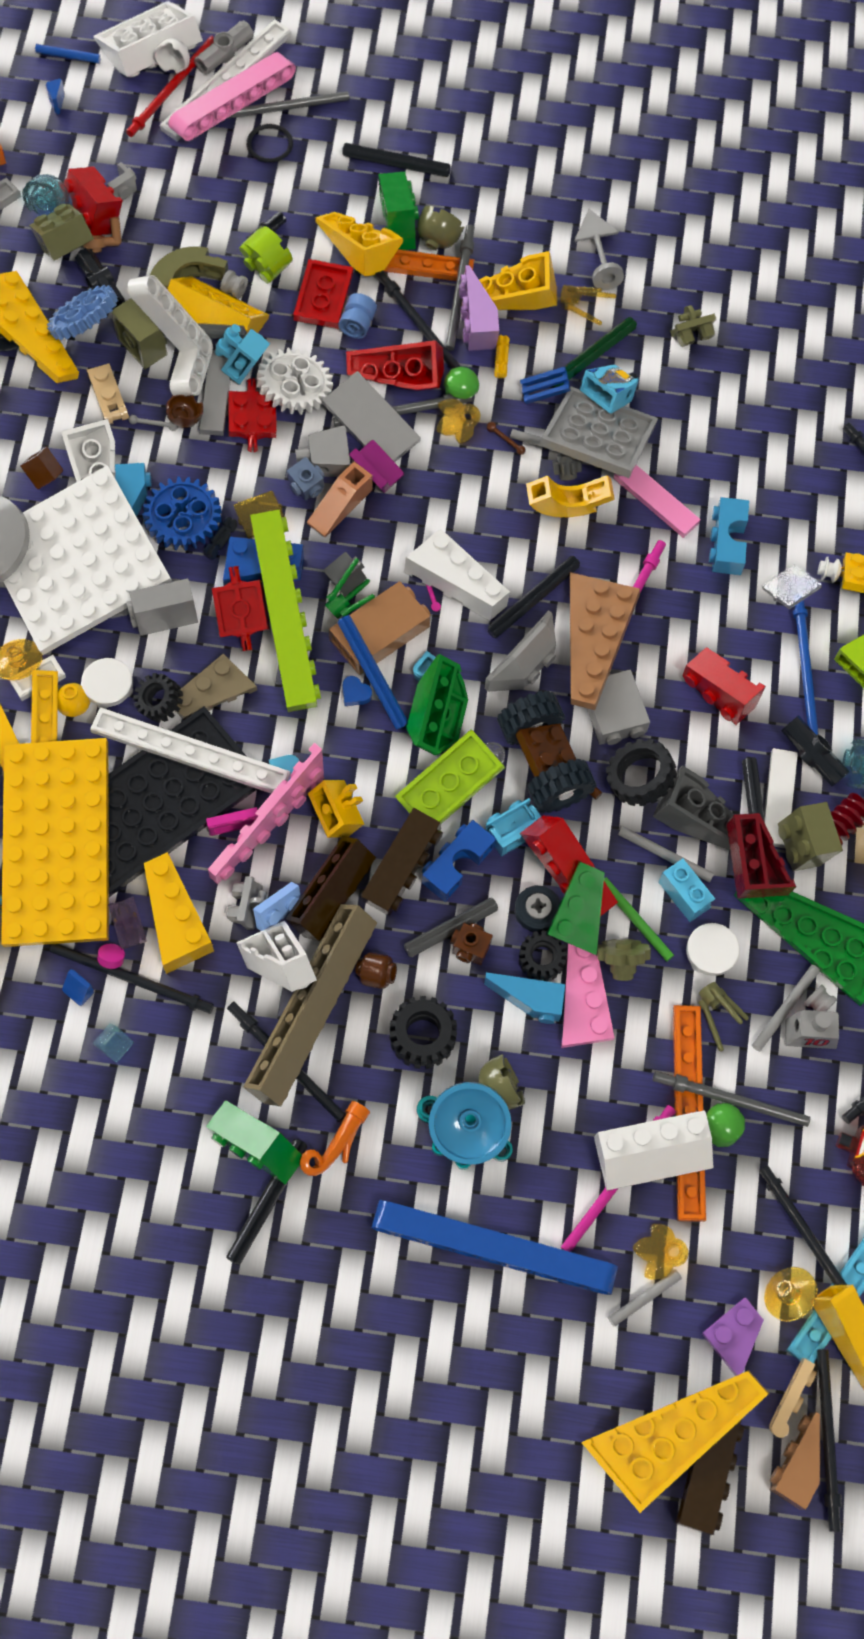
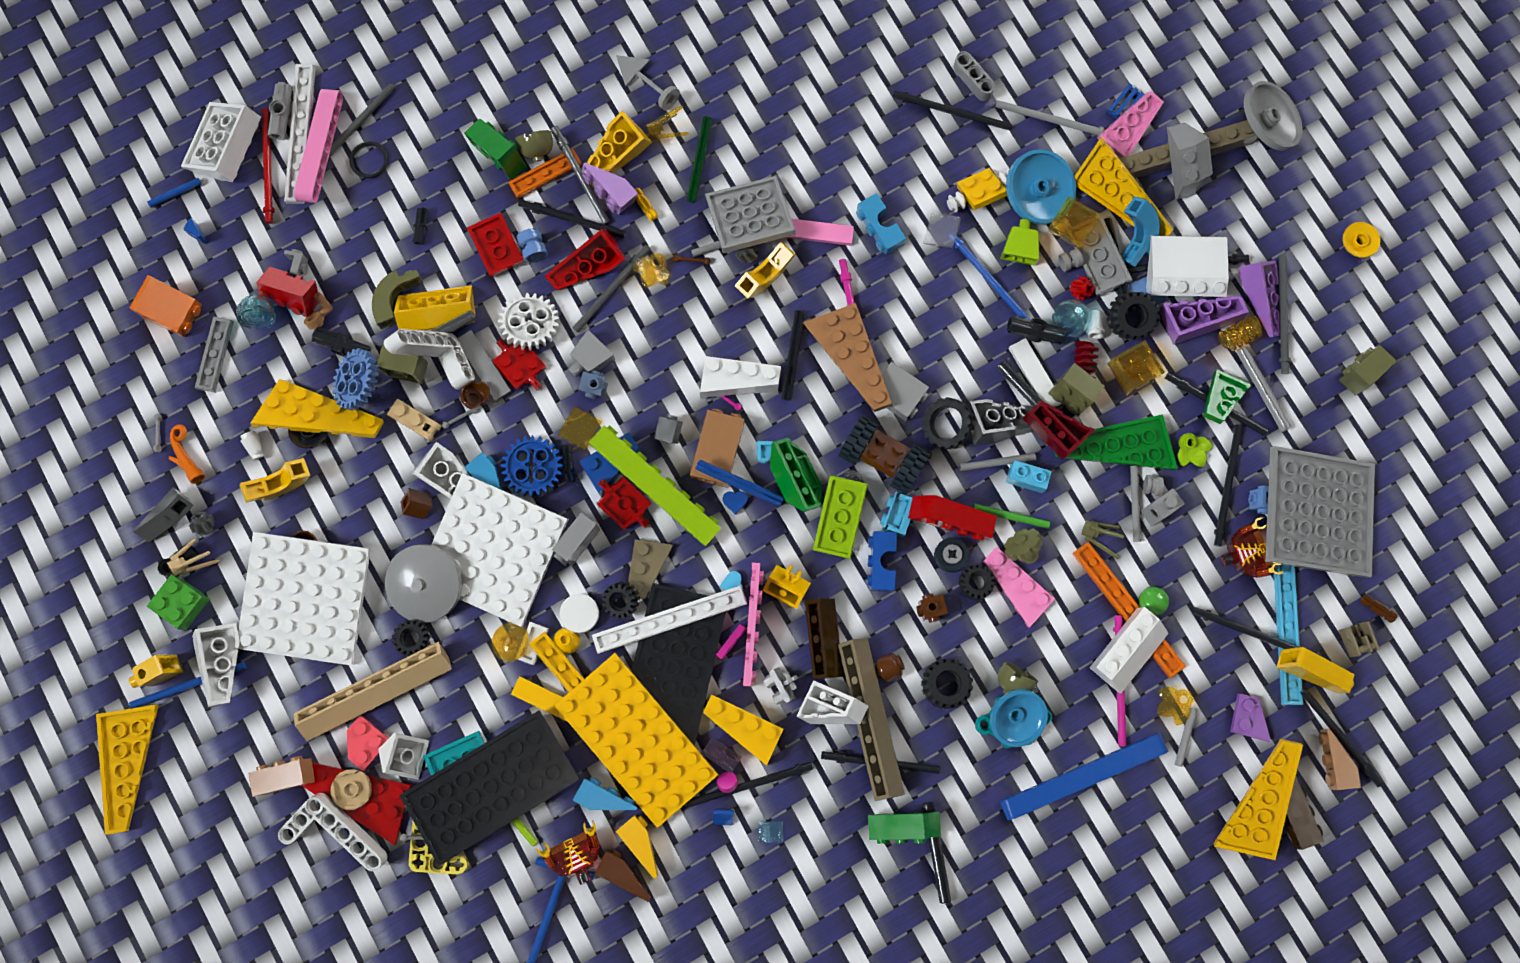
camera: 35 degrees left, 10 degrees up
(61, 231) = (289, 331): olive brick -> none
(172, 55) = (252, 143): white hair -> none
(234, 284) = (432, 281): light grey wheel -> none
(244, 356) = (484, 330): medium azure brick -> none
(265, 254) = (437, 245): lime brick -> none
(276, 907) = (802, 675): light blue plate -> none
(338, 604) = (679, 453): green plant -> none
(340, 1143) = (951, 787): orange plant -> none
(341, 499) = (625, 382): nougat slope -> none
(360, 244) = (496, 192): yellow wedge -> none
(370, 417) = (599, 312): light grey tile -> none
(379, 464) = (628, 340): magenta panel -> none
(396, 159) = (463, 111): black axle -> none
(401, 862) = (852, 590): dark brown brick -> none
(448, 928) = (910, 605): dark grey axle -> none
(461, 383) = (636, 243): bright green hair -> none
(526, 659) = (822, 399): light grey wedge -> none
(534, 997) = (993, 611): dark azure slope -> none
(544, 385) = (683, 201): blue tile -> none
(580, 909) = (981, 539): green wing -> none
(609, 386) = (731, 177): medium azure torso -> none
(681, 1084) = (1114, 598): dark grey bar -> none
(703, 325) = (754, 88): olive hips -> none
(712, 949) = (1069, 501): white tile -> none
(723, 686) = (951, 329): wedge -> none
(791, 1399) = (1307, 730): tan plate -> none
(798, 1299) = (1272, 671): clear yellow dish -> none

